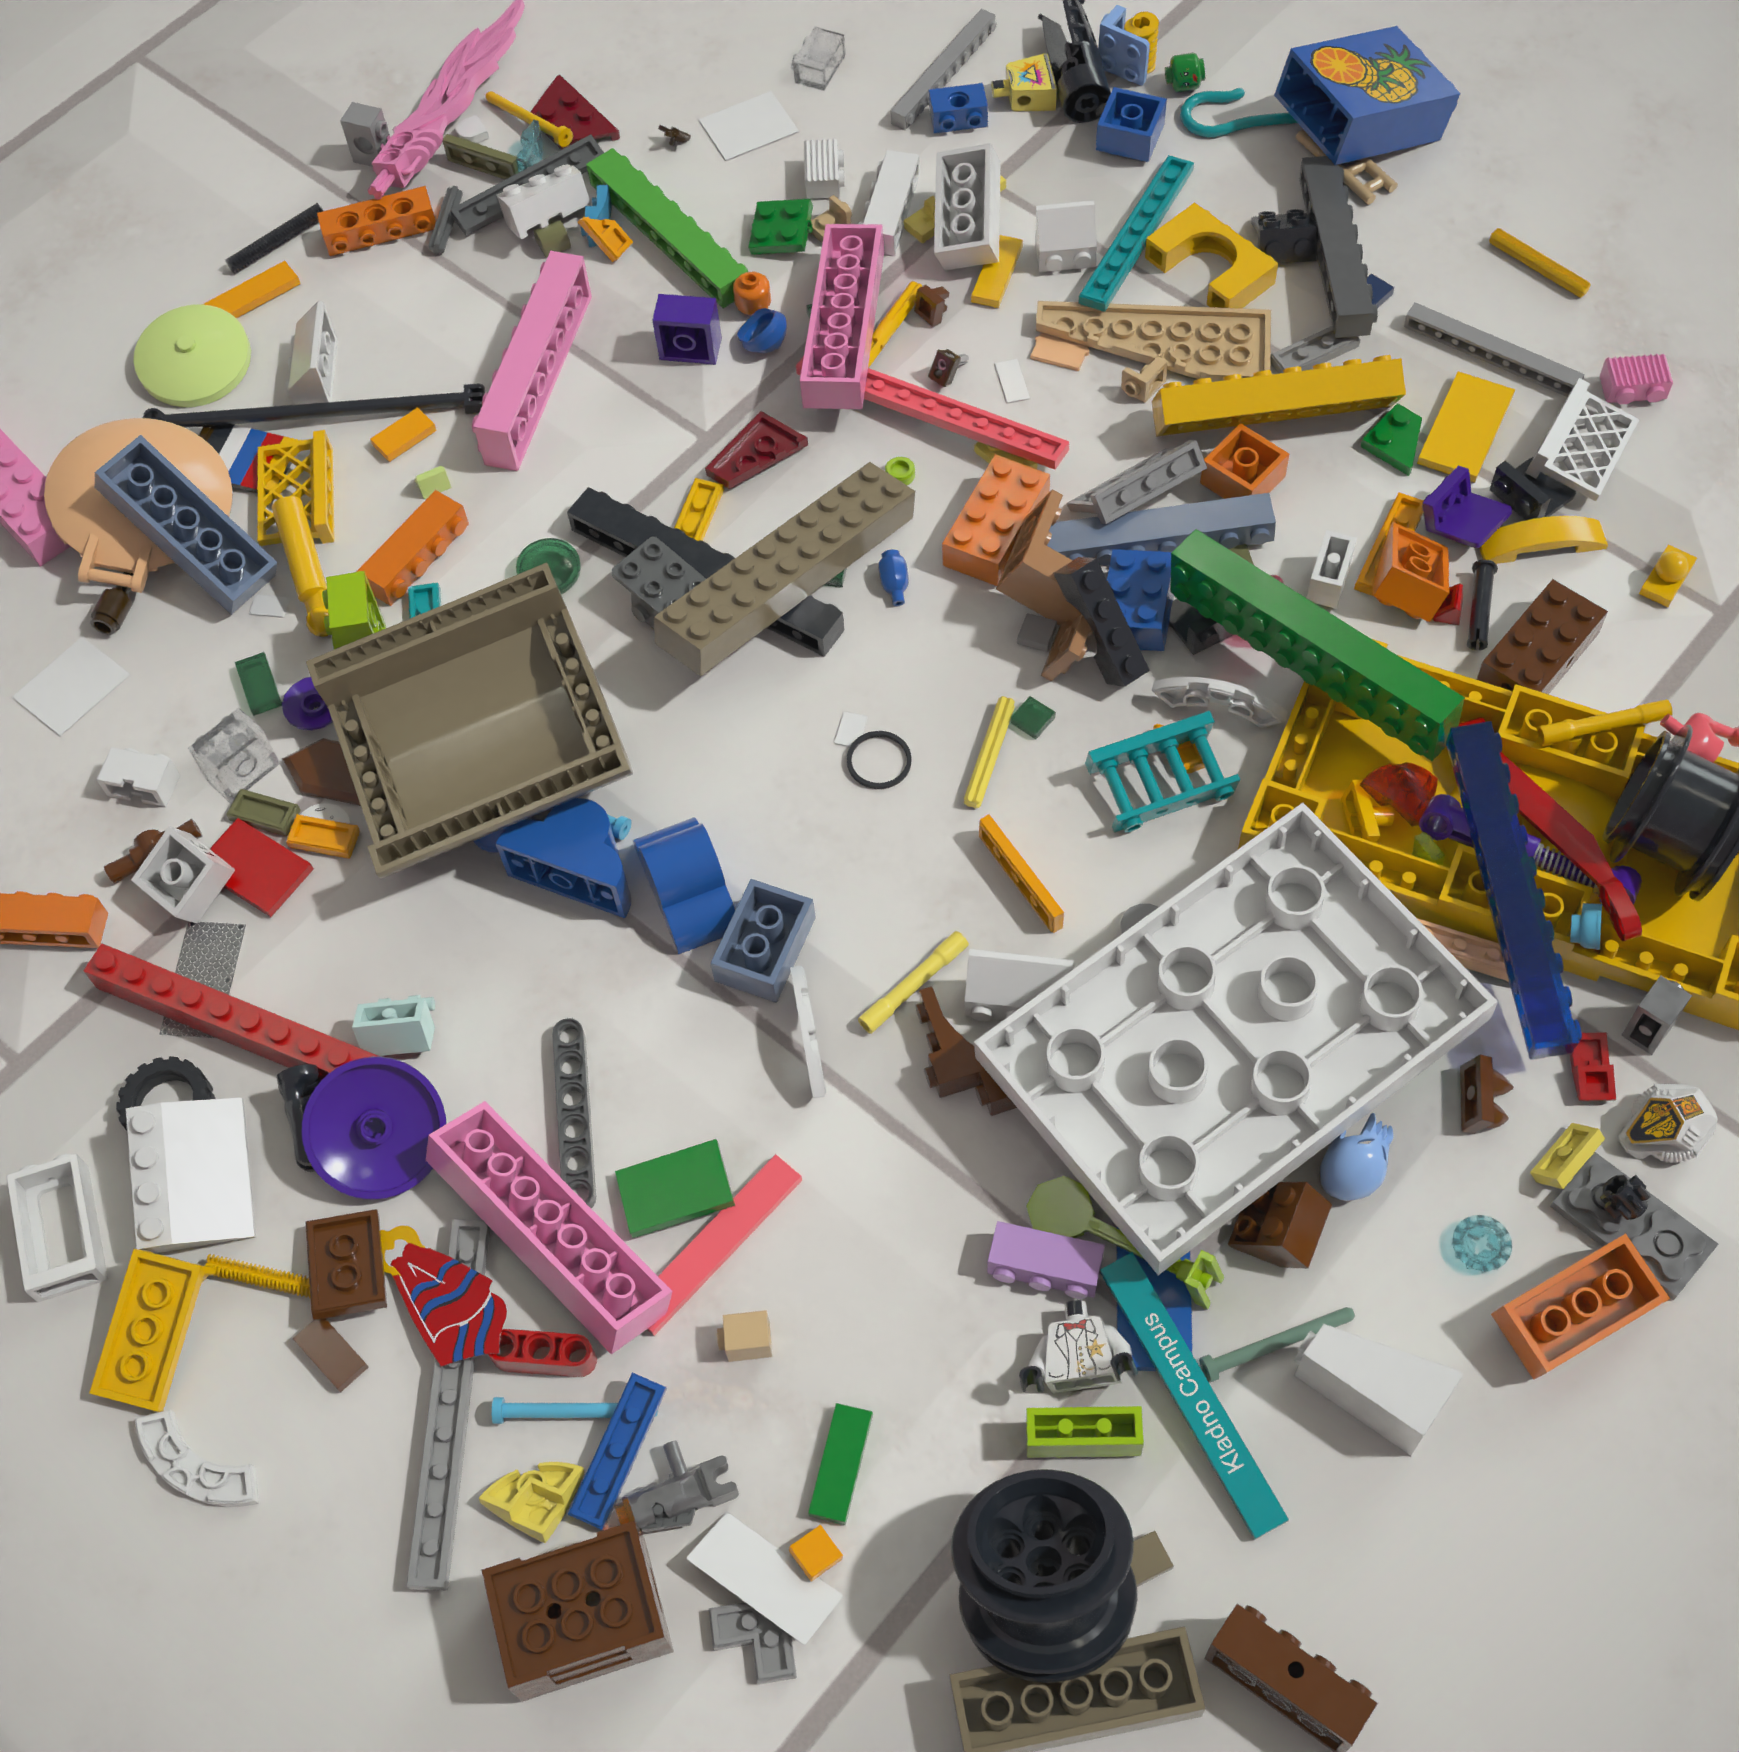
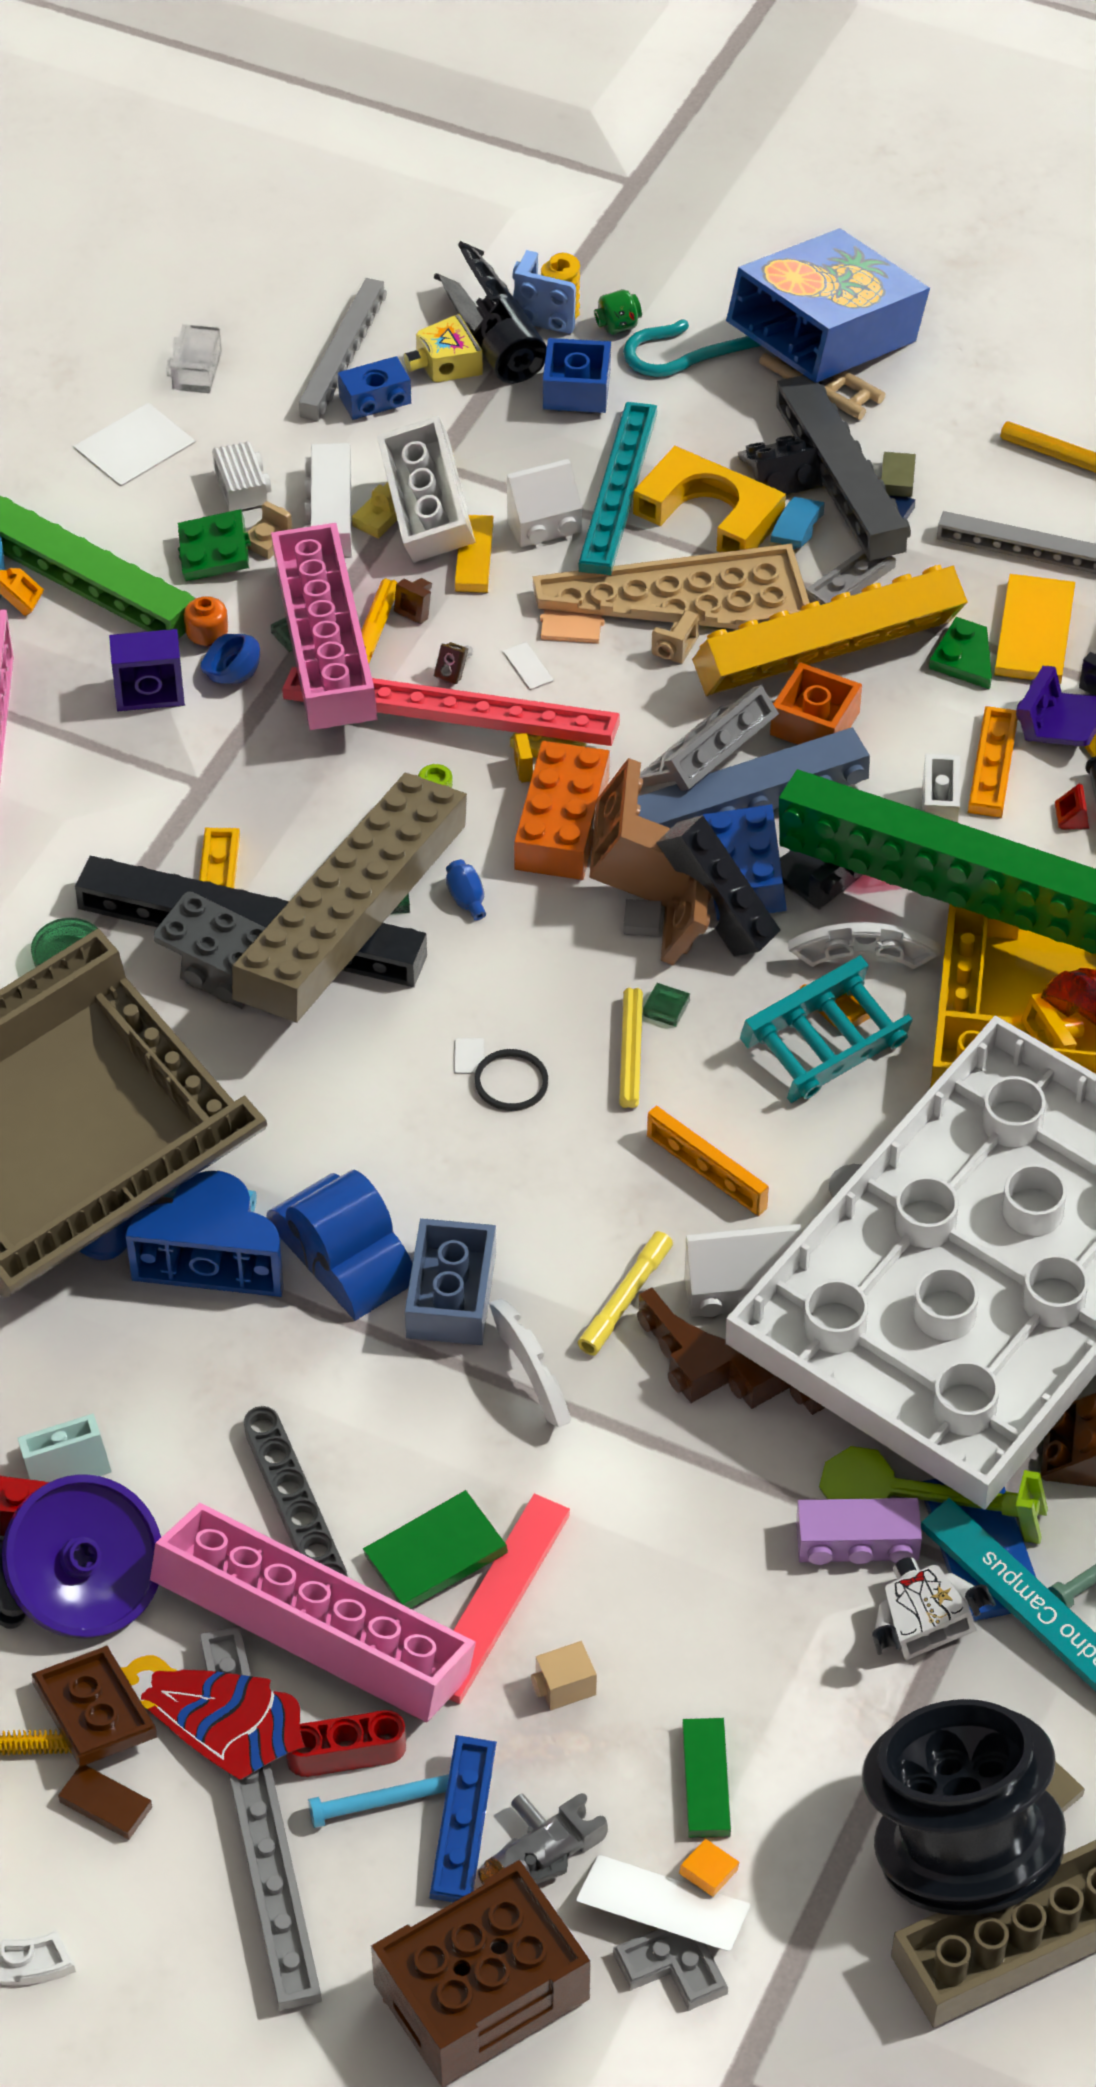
camera: 20 degrees left, 10 degrees down
(536, 1498) = (388, 1890): light yellow brick -> none
(675, 134) = (53, 465): dark brown plant -> none
(755, 449) = (264, 785): dark red wing -> none
(978, 463) = (523, 757): none -> yellow tile
(1084, 1432) = (973, 1672): lime brick -> none
(1282, 289) = (797, 522): none -> dark azure slope
(1386, 260) = (898, 473): none -> olive tile
(1412, 573) = (1026, 784): orange slope -> none

